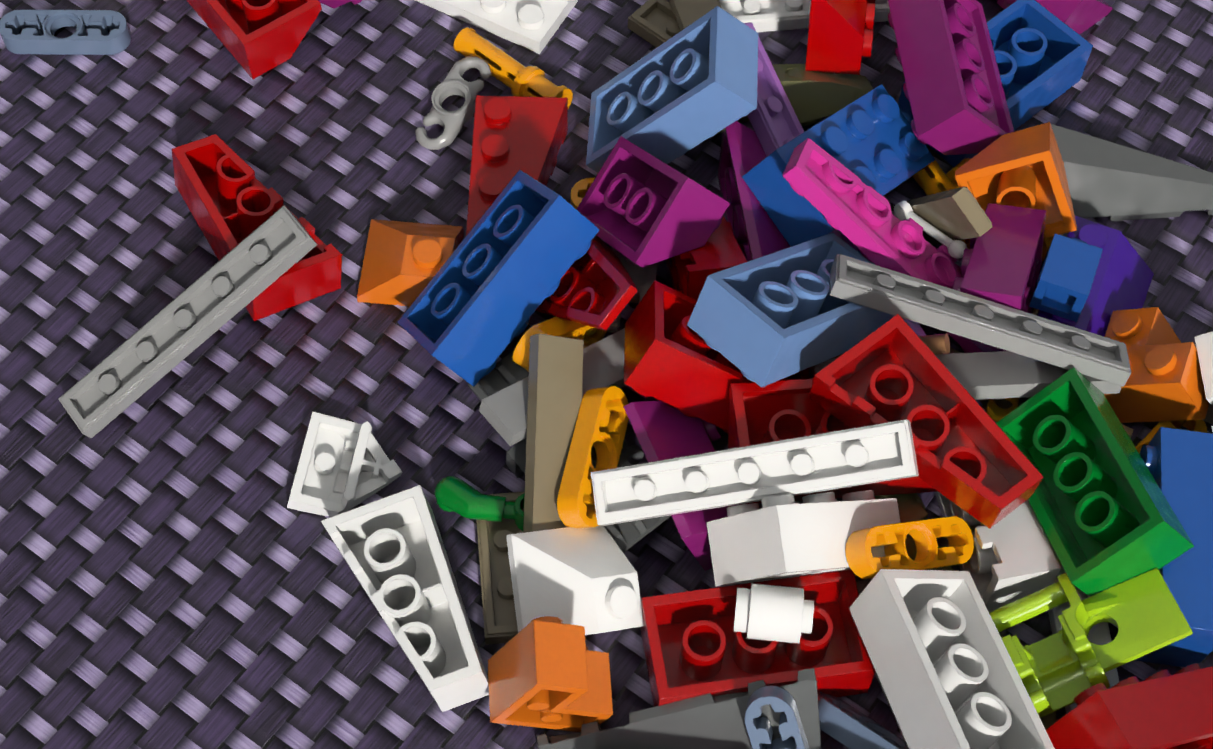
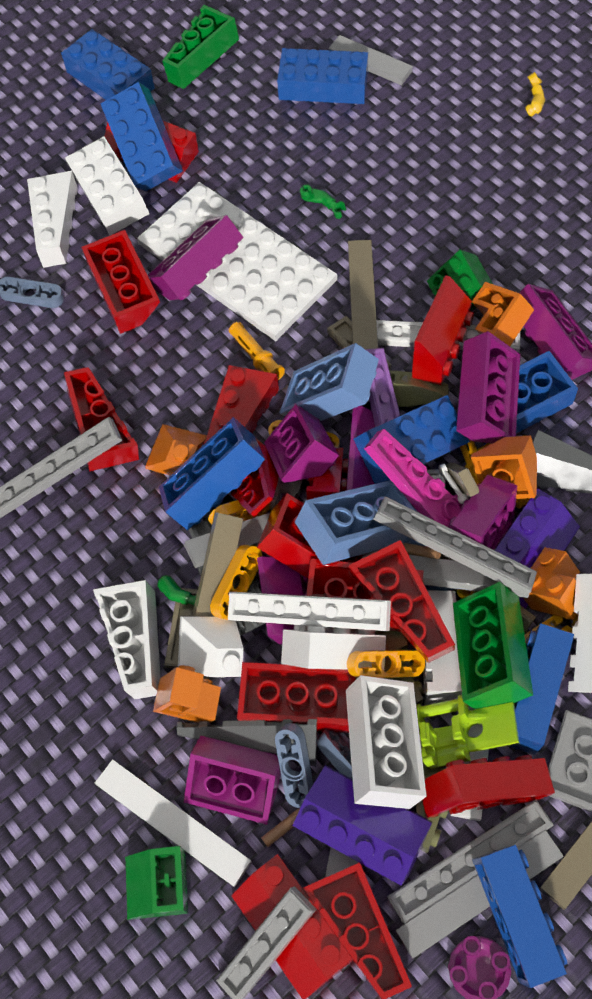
camera: 20 degrees right, 5 degrees up
(339, 467) = (113, 559): white slope -> none
(453, 120) = (219, 374): light grey piece -> none
(773, 613) = (304, 685): white brick -> none
(1066, 277) = (516, 526): blue brick -> none

